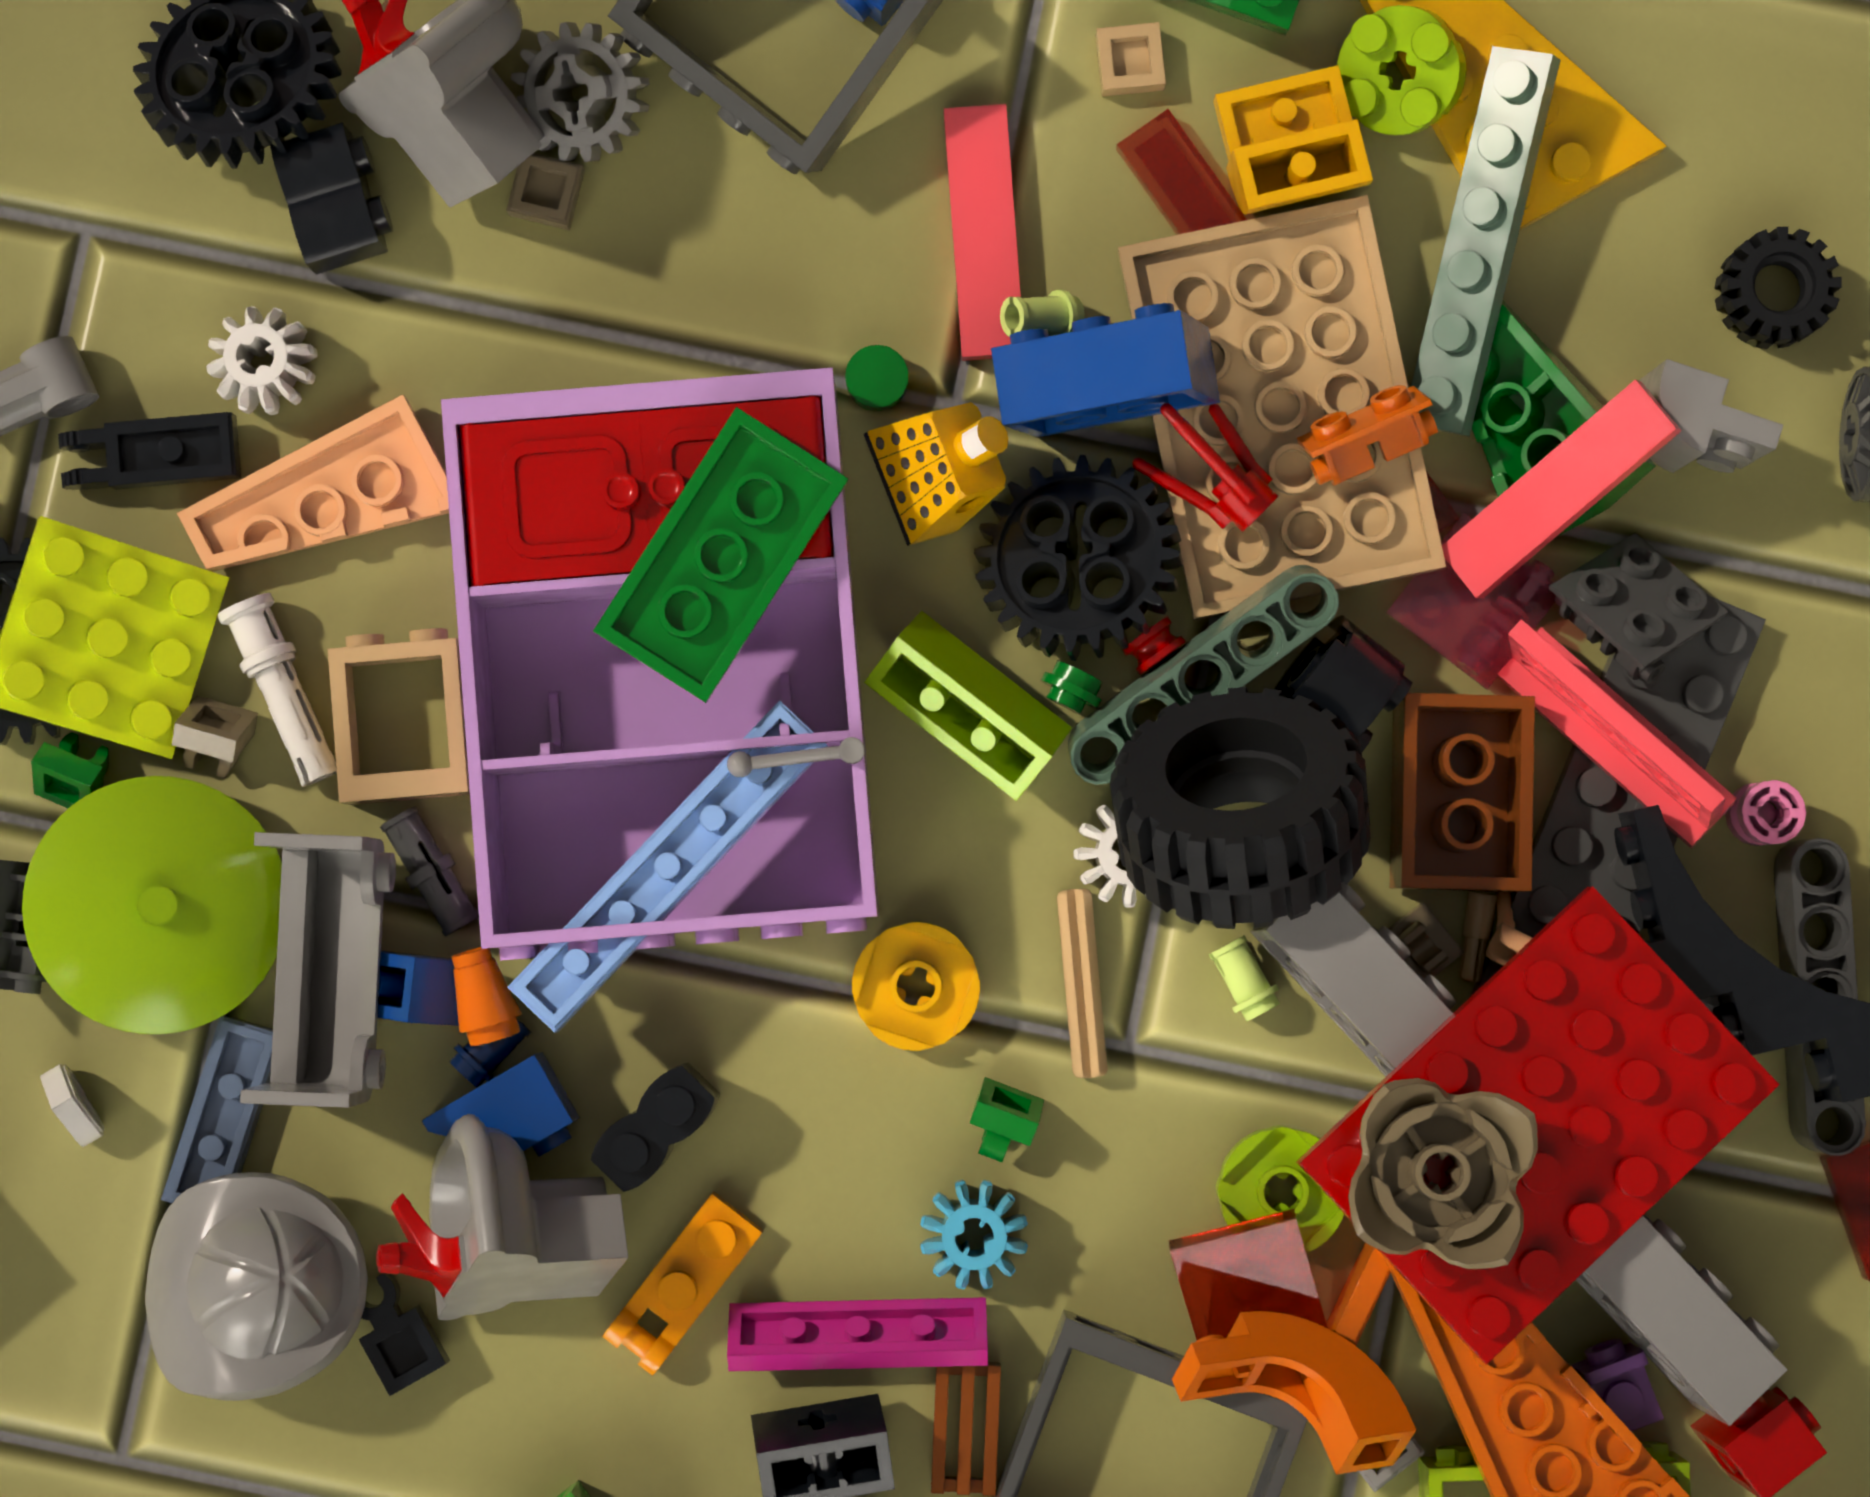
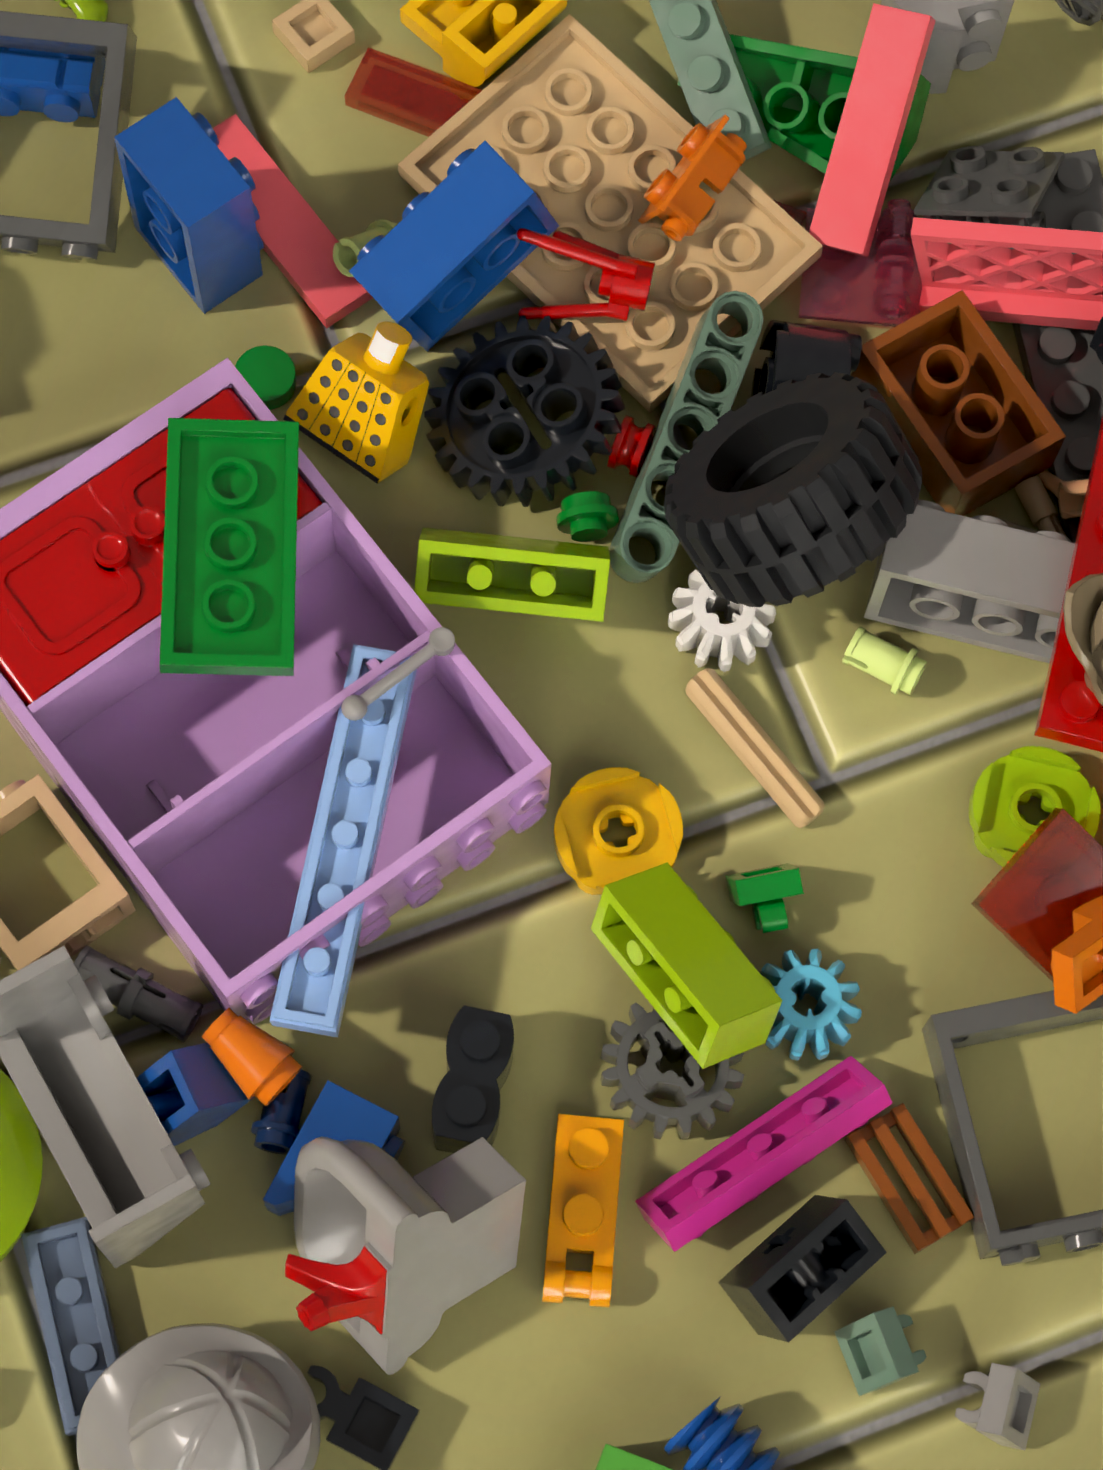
camera: 35 degrees left, 15 degrees down
(797, 1216) = (650, 1083): none -> dark grey gear
(889, 1146) = (686, 965): none -> lime brick
(900, 188) = (191, 203): none -> blue brick

